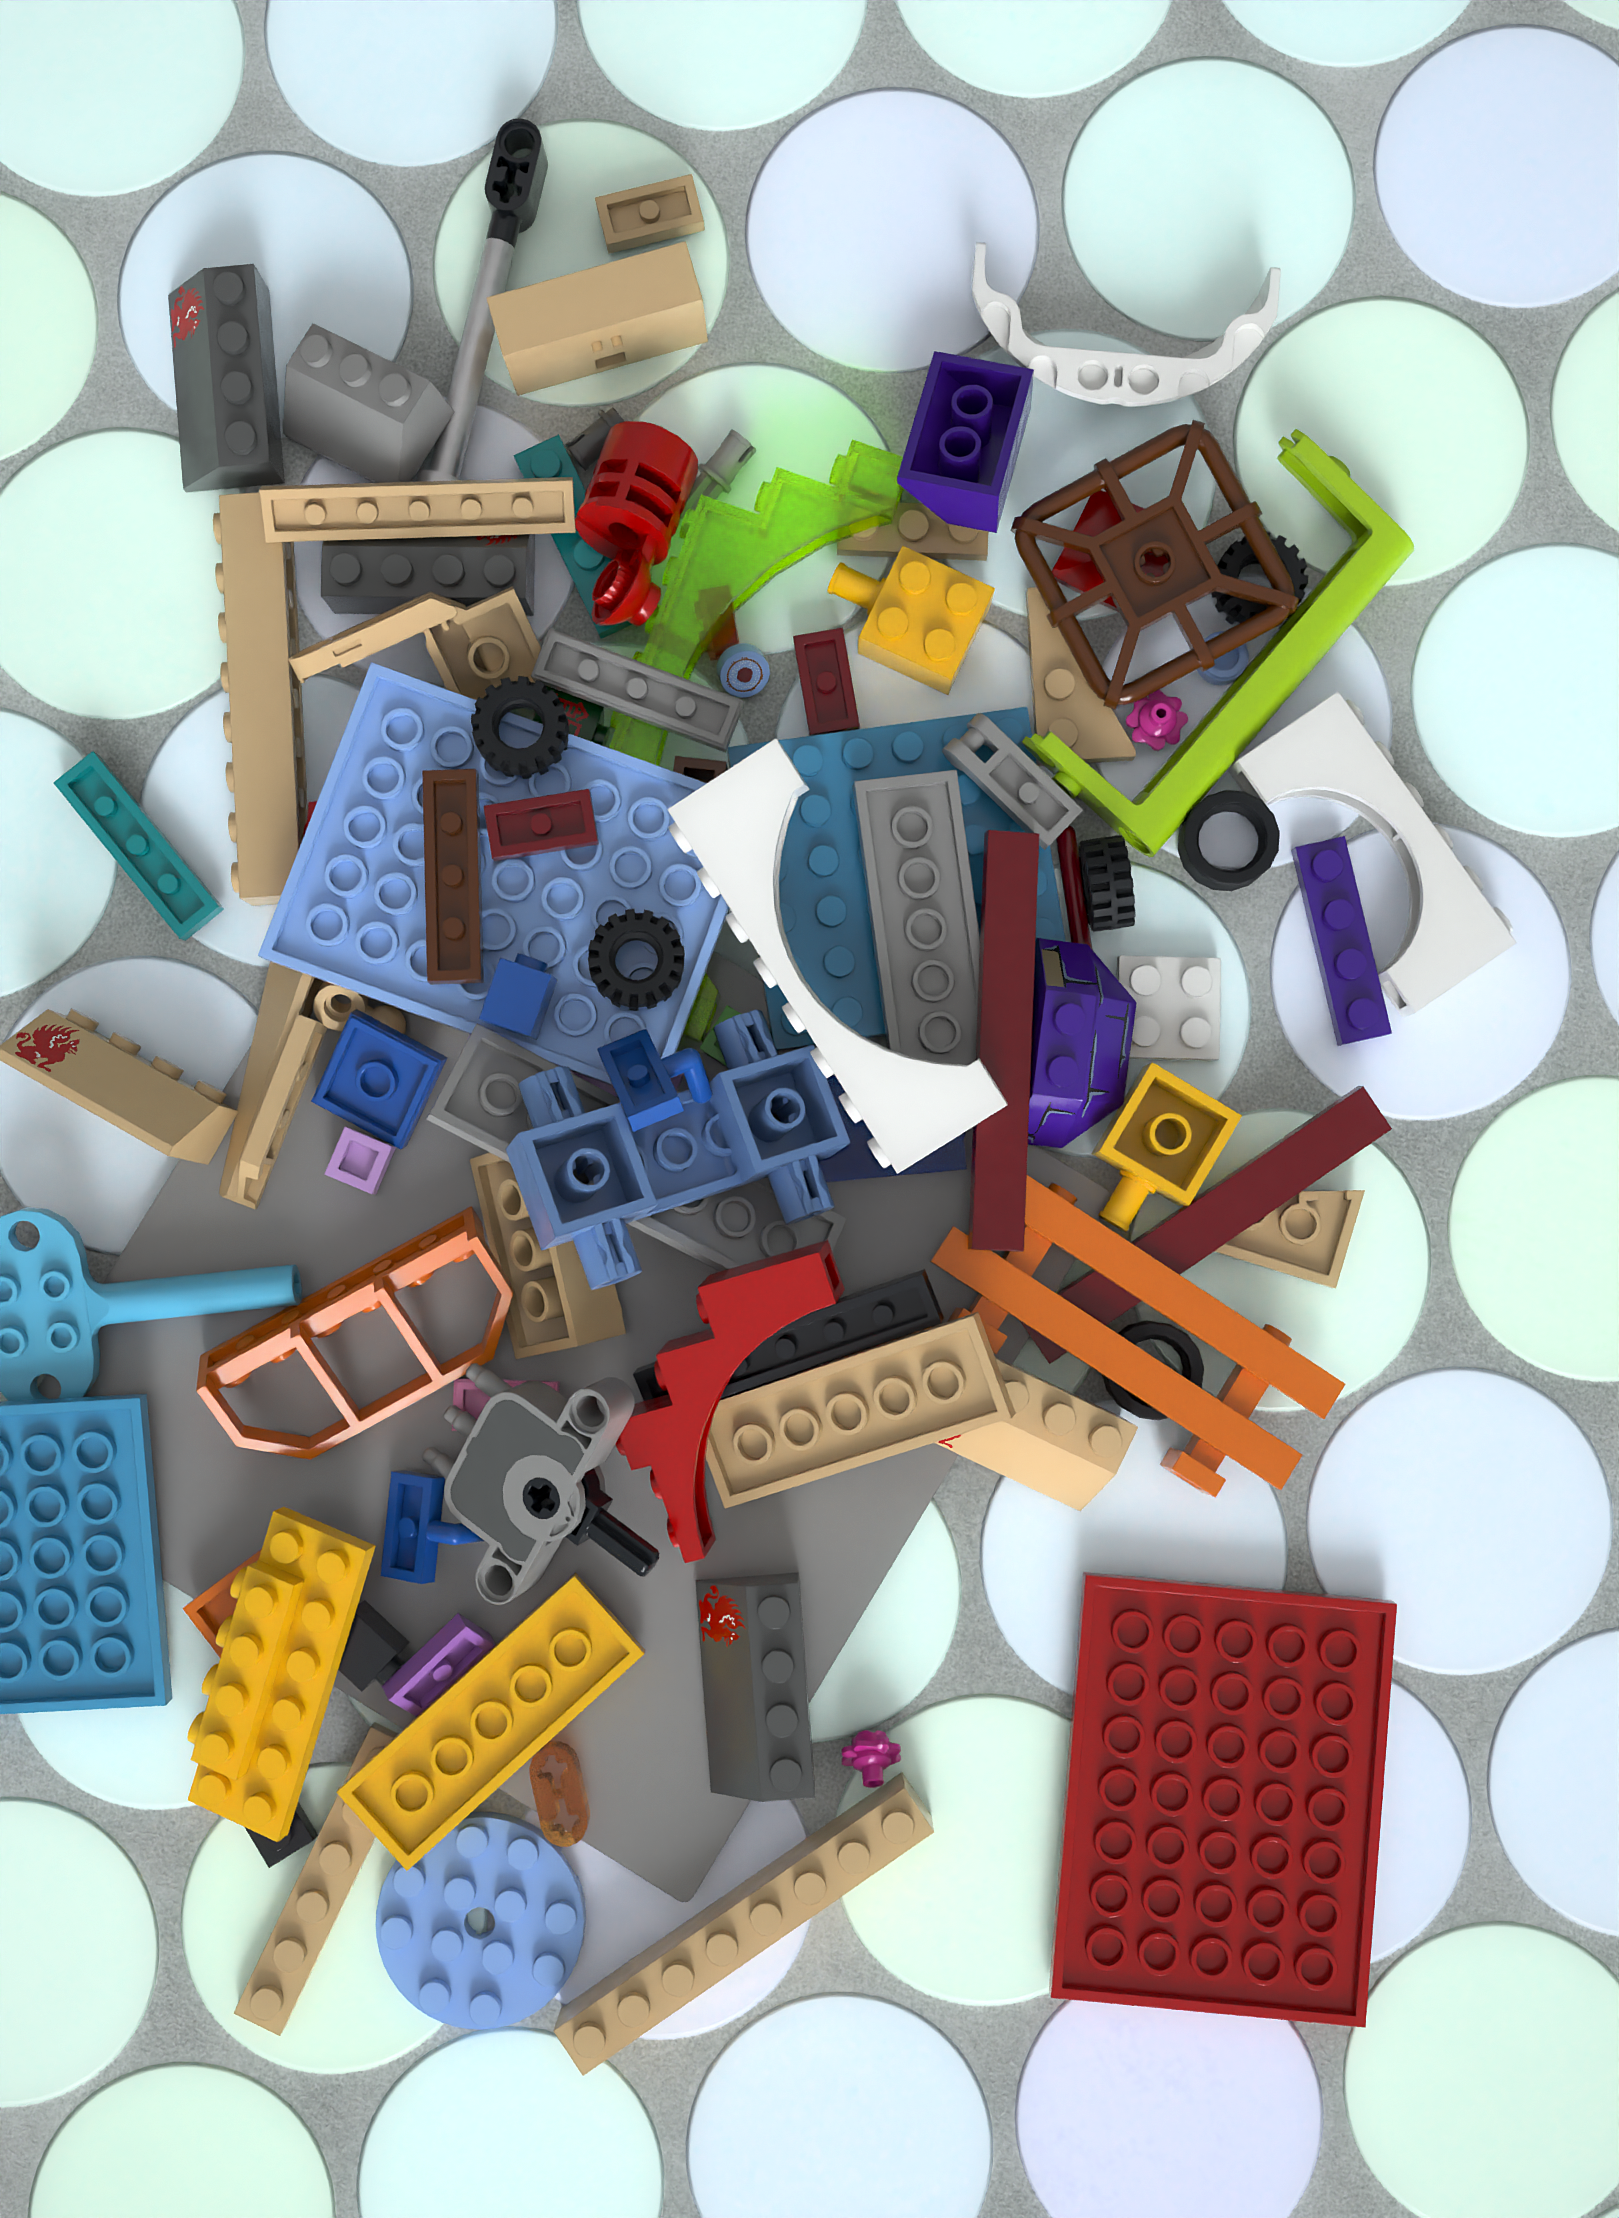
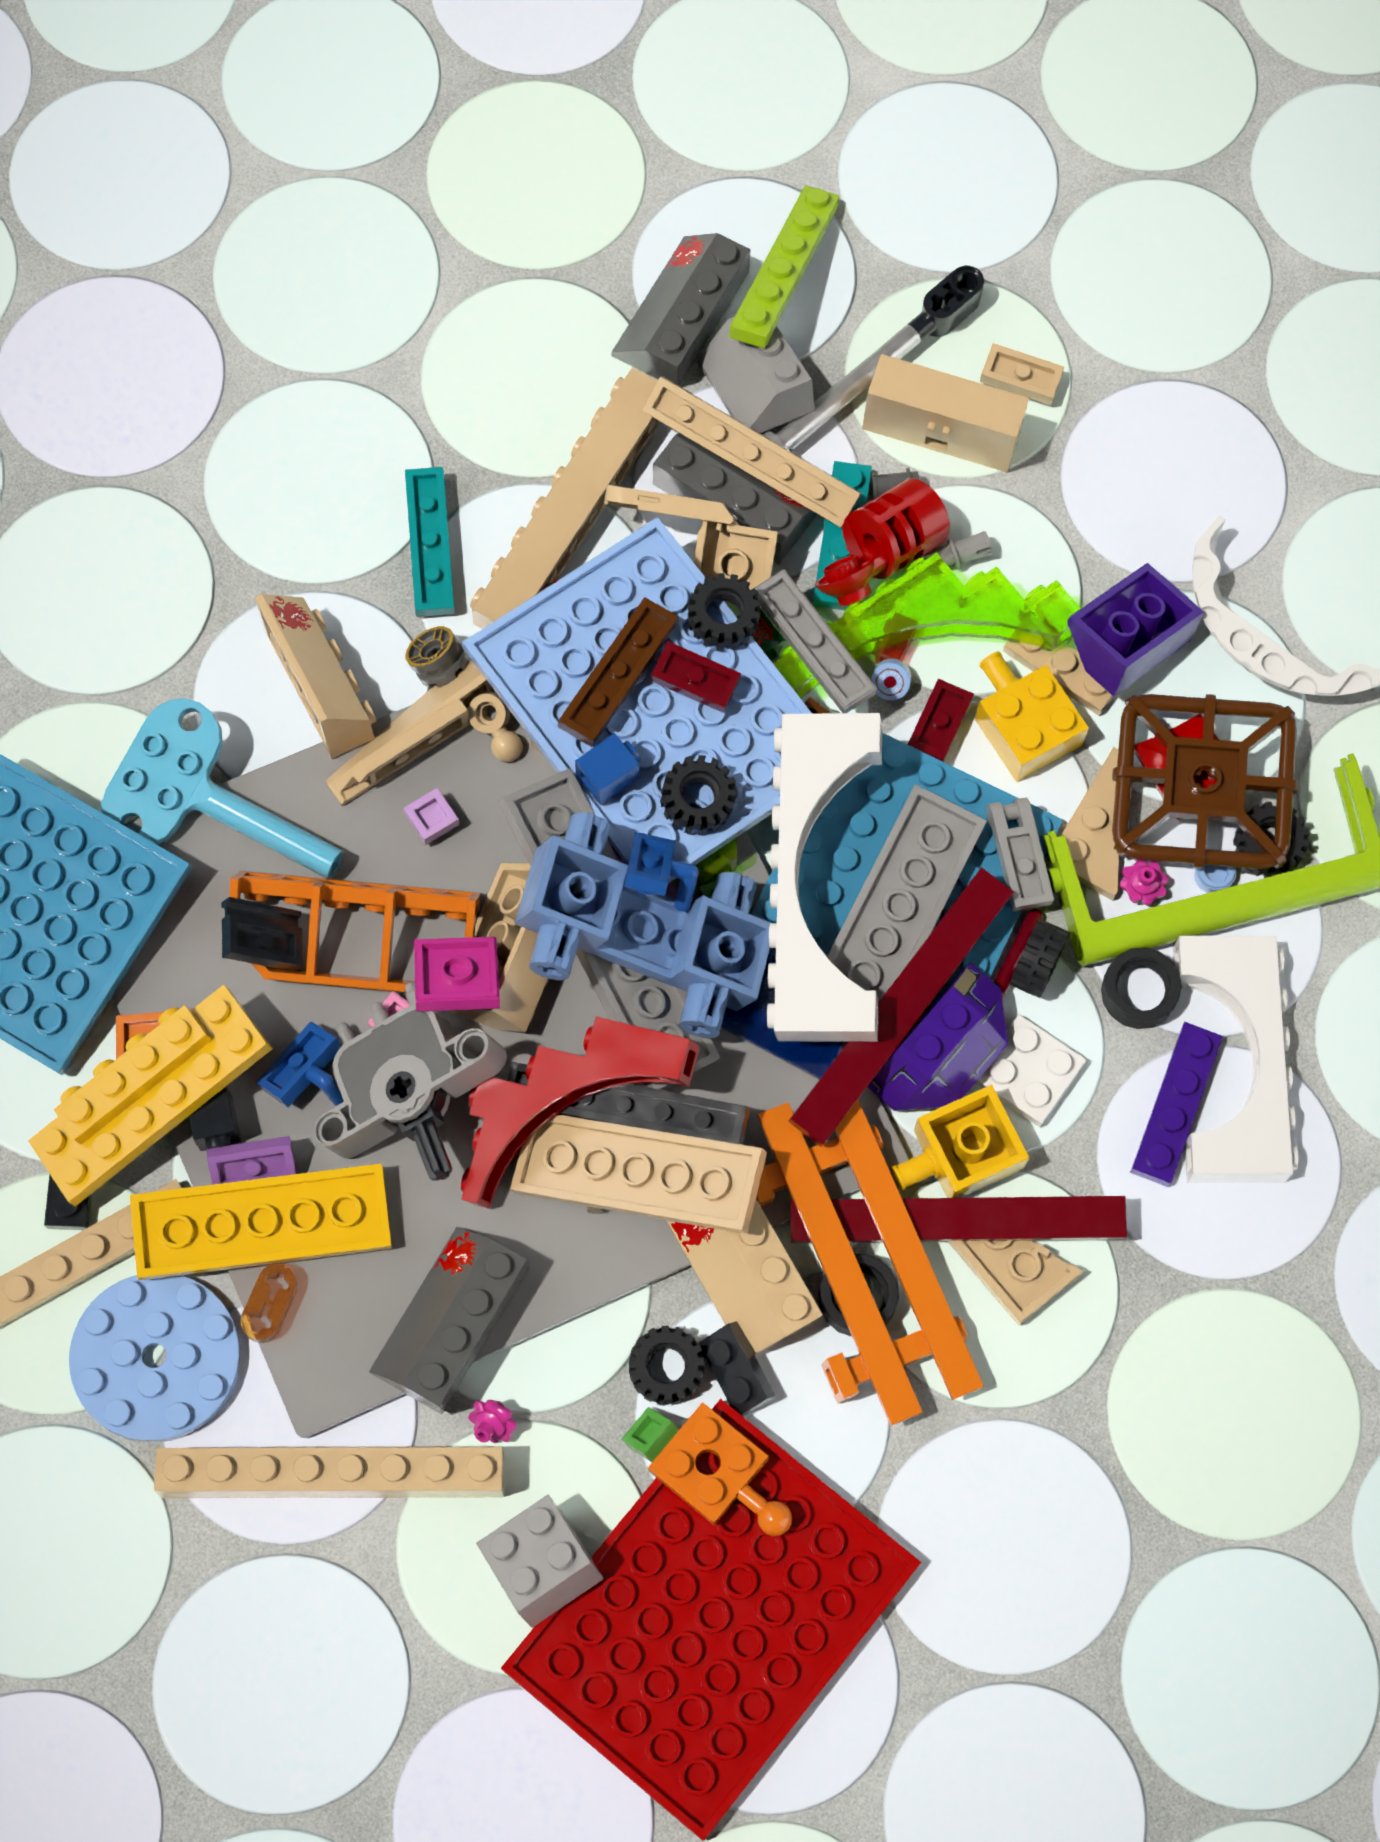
camera: 25 degrees right, 15 degrees down
(237, 977) = (436, 656): none -> dark grey wheel
(273, 1423) = (261, 934): none -> black plate
(305, 261) = (784, 266): none -> lime plate
(379, 1079) = (478, 773): blue tile -> none
(513, 1332) = (456, 974): none -> dark pink plate
(1013, 1608) = (671, 1339): none -> black tyre
(1019, 1872) = (539, 1561): none -> light grey brick
(1040, 1659) = (650, 1434): none -> bright green plate
(1081, 1531) = (736, 1369): none -> black plate
(1149, 1680) = (716, 1492): none -> orange plate

